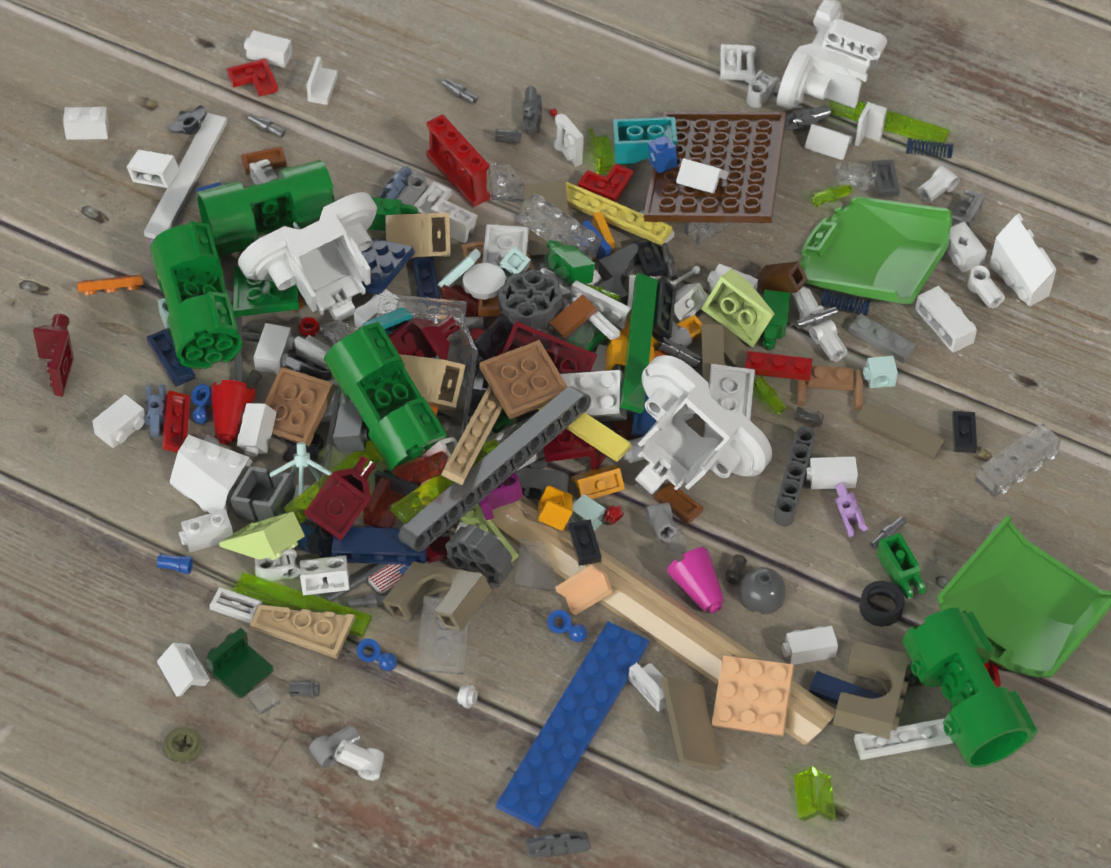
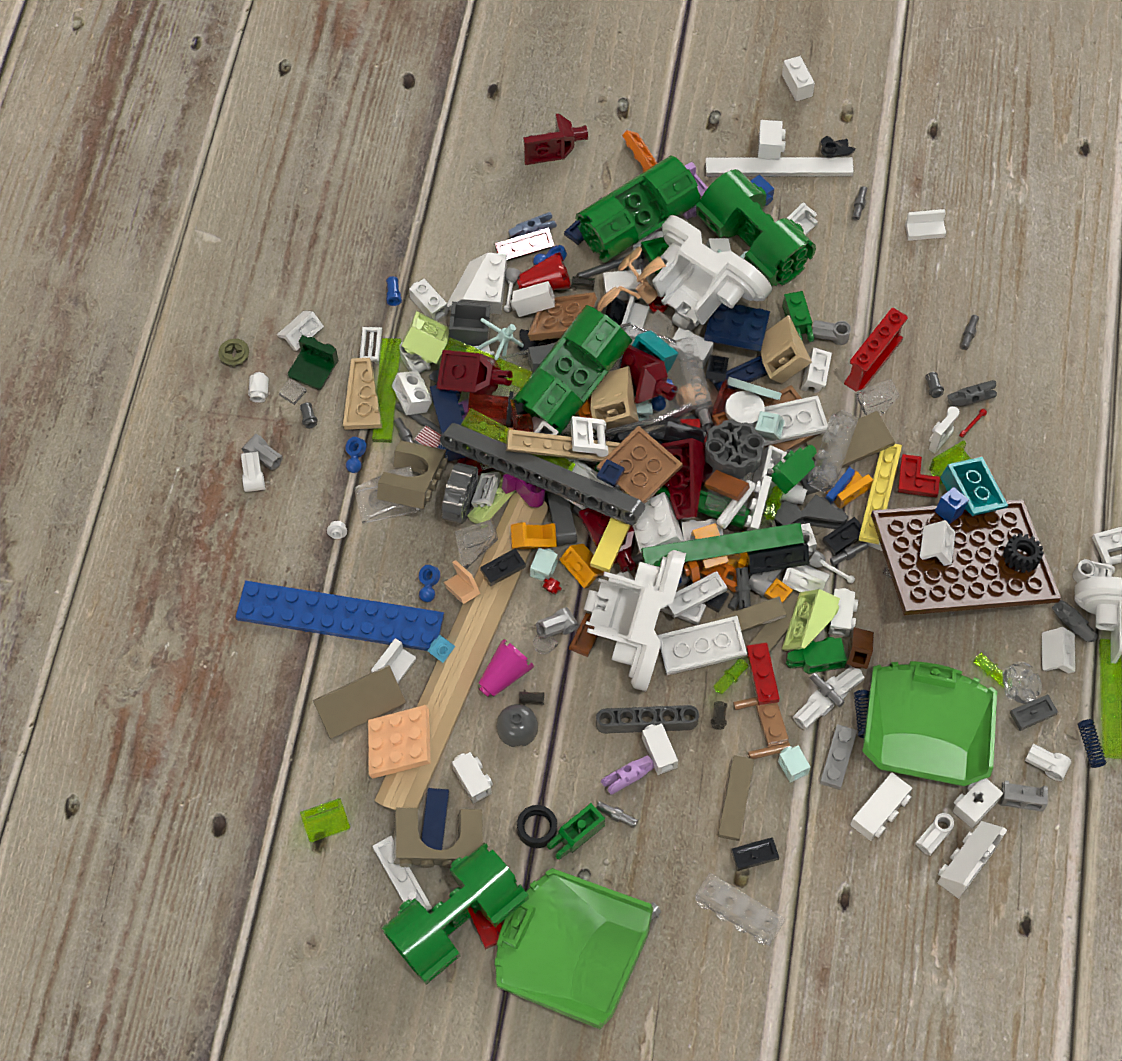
camera: 75 degrees right, 10 degrees up
(119, 421) = (509, 207): white brick -> none
(244, 729) = (258, 387): none -> white brick
(256, 73) = (911, 176): red plate -> none
(269, 47) = (941, 174): white brick -> none
(274, 155) = (826, 218): dark orange tile -> none
(292, 295) = (644, 289): none -> light nougat plant
(396, 184) = (833, 316): sand blue hinge -> none
(429, 289) = (717, 368): none -> black plate
(432, 196) = (840, 349): white plate -> none
(473, 409) = (583, 435): none -> white plate
(528, 400) = (610, 473): none -> dark blue plate
(558, 844) = (220, 636): dark grey hinge -> none
(654, 630) = (441, 648): none -> medium azure bracket
(731, 121) = (1019, 561): none -> black tyre
(871, 123) = (1089, 674): white panel -> none

